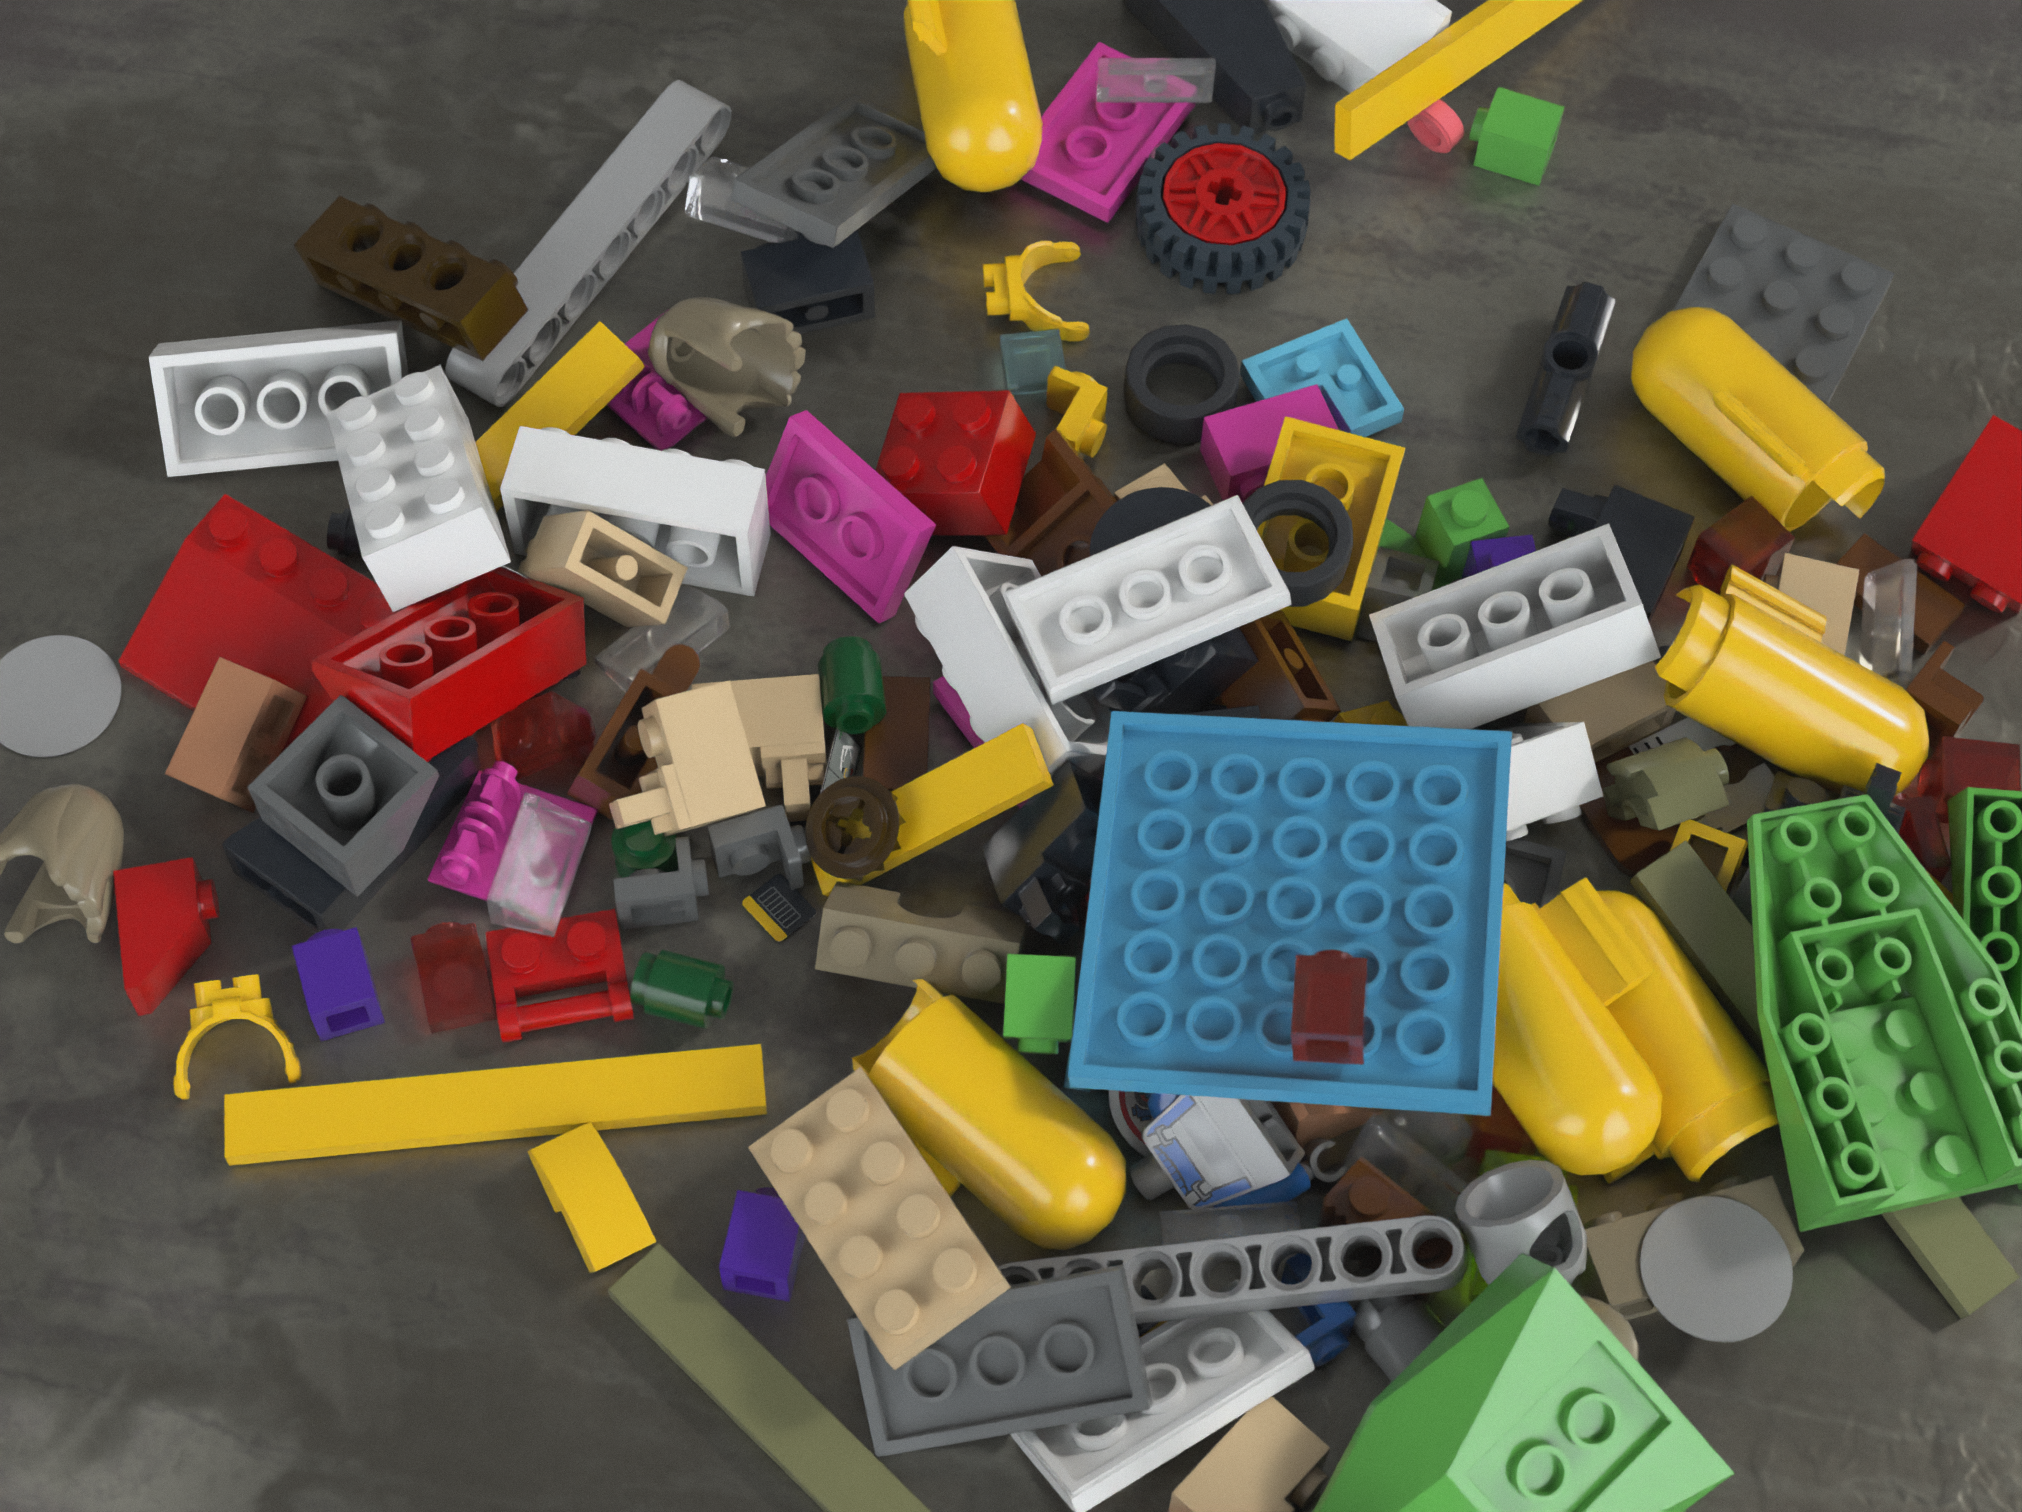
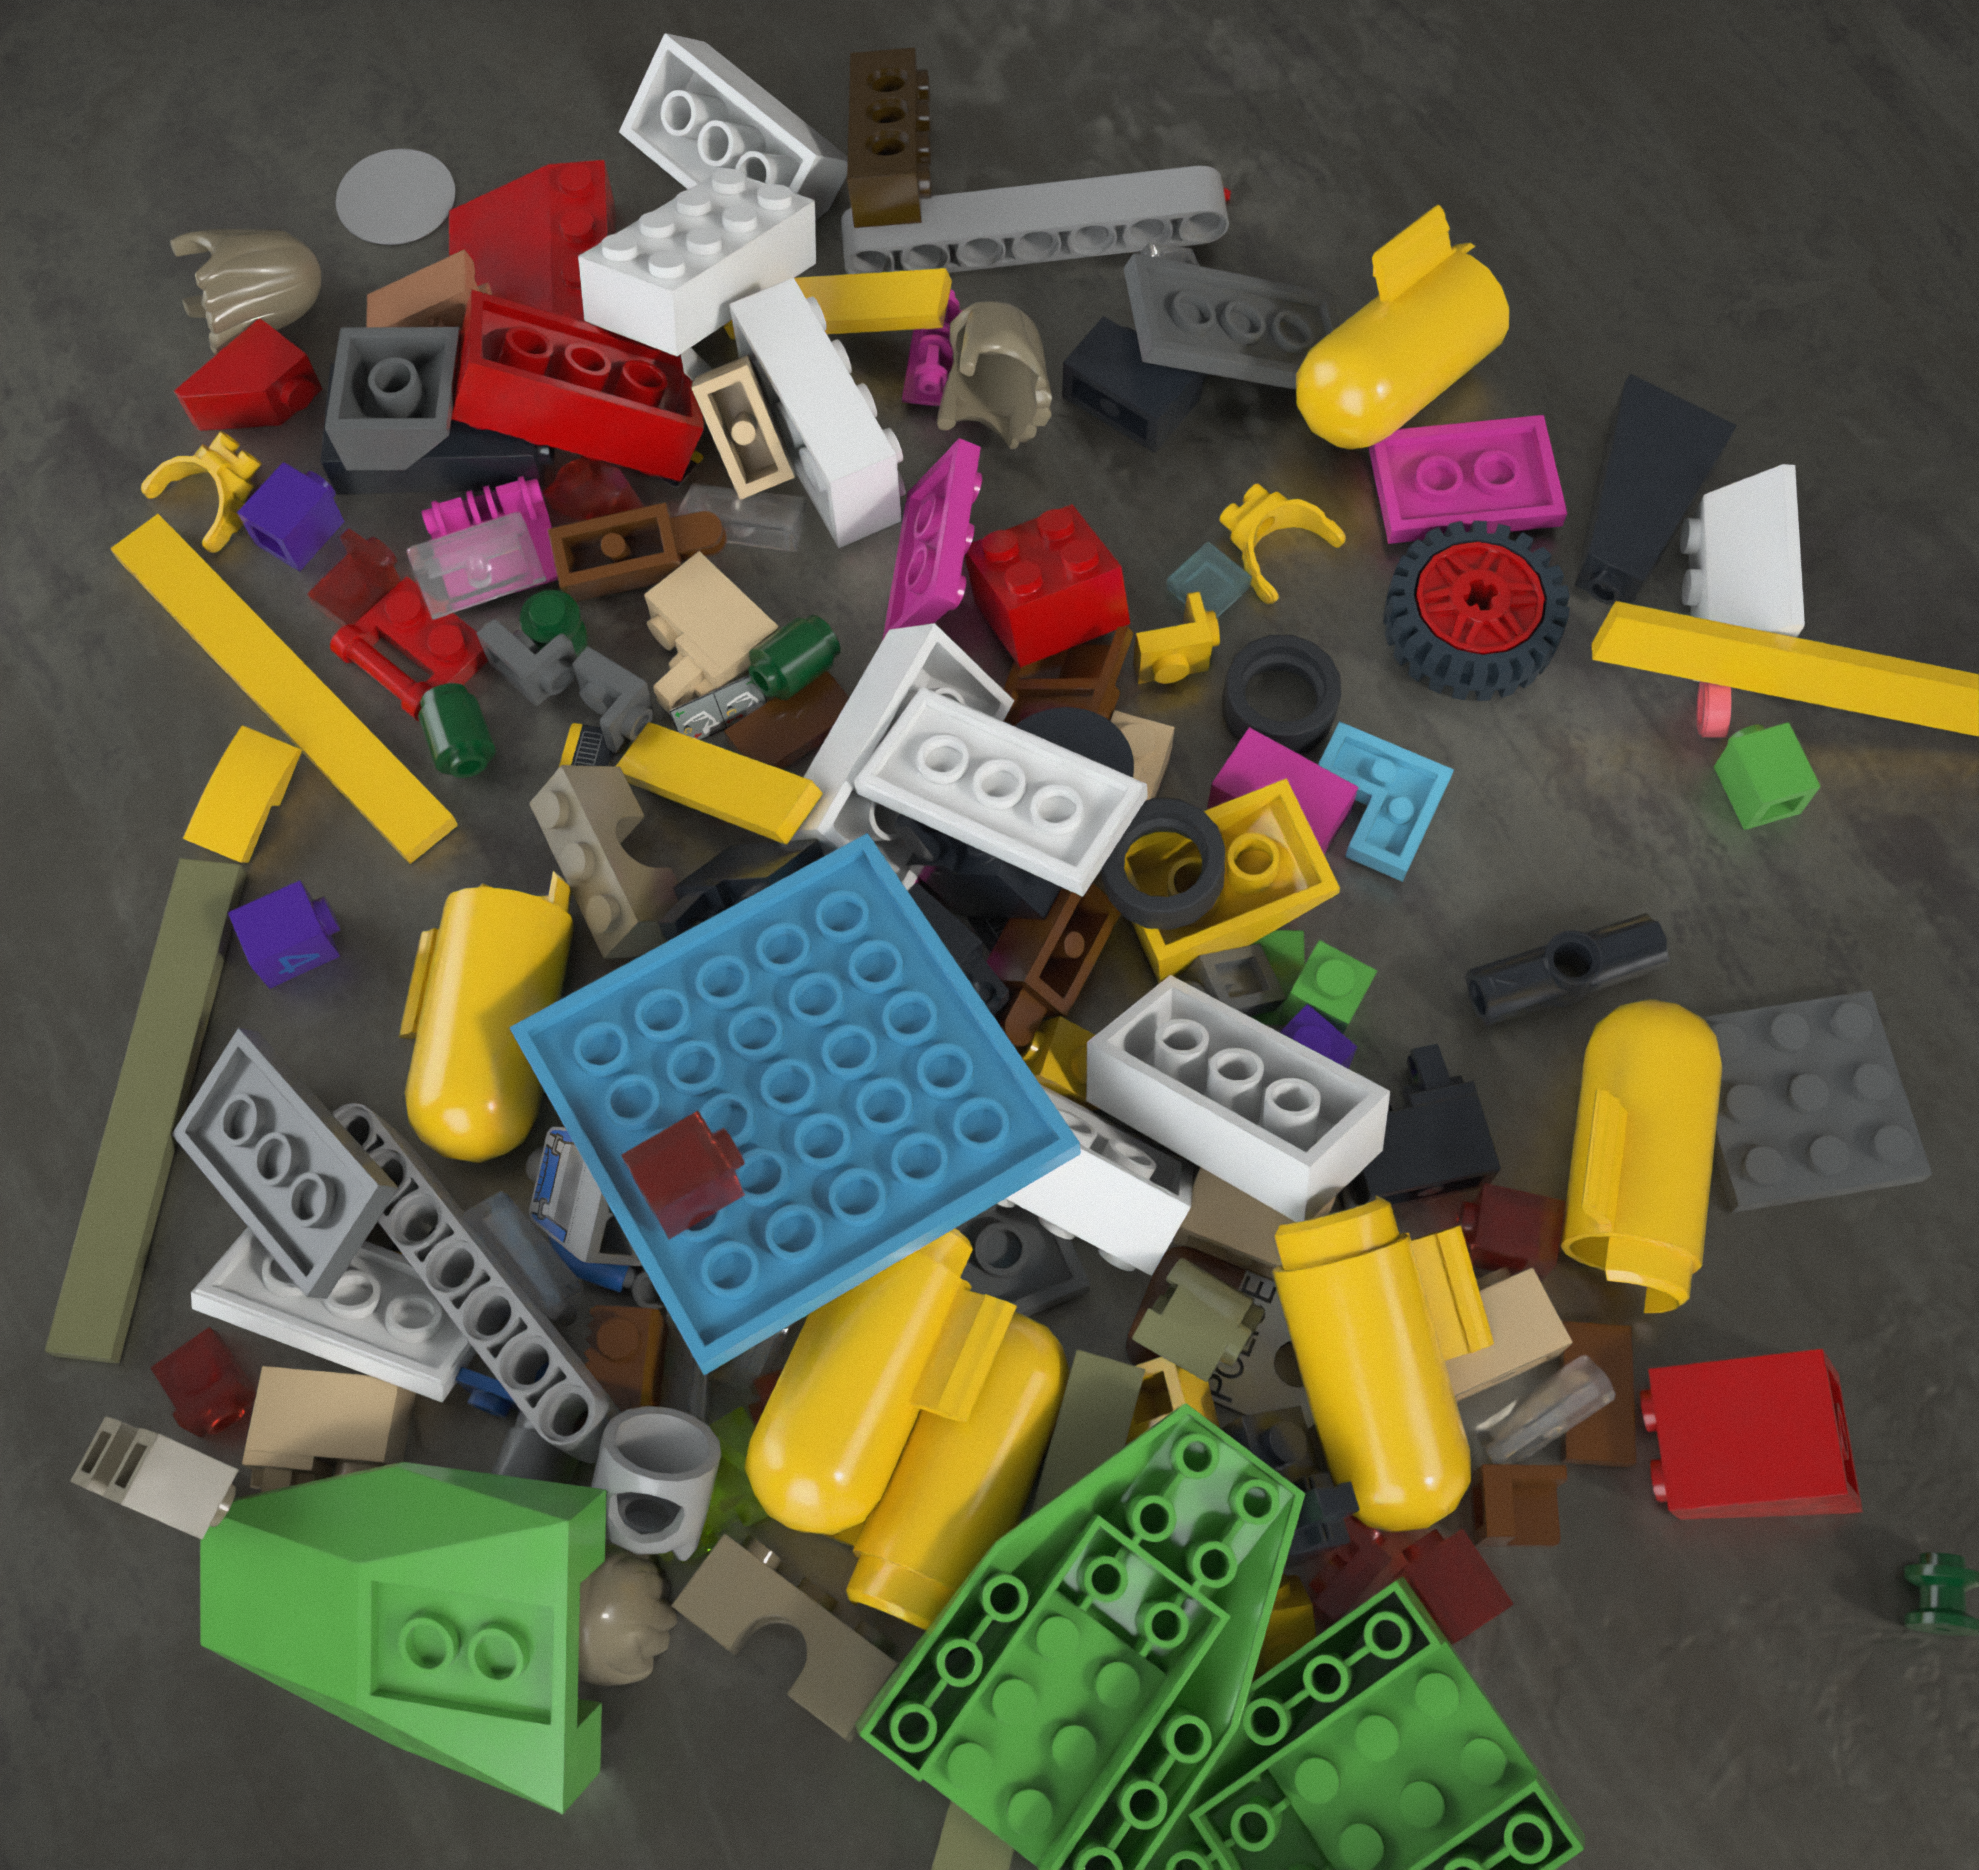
camera: 55 degrees right, 5 degrees up
(701, 762) = (619, 598): tan hinge -> none
(853, 800) = (646, 755): dark brown gear -> none
(878, 1218) = (324, 988): tan plate -> none
(1039, 1002) = (584, 955): bright green brick -> none
(1155, 80) = (1537, 474): clear slope -> none
(1716, 1269) = (770, 1673): light grey sticker -> none

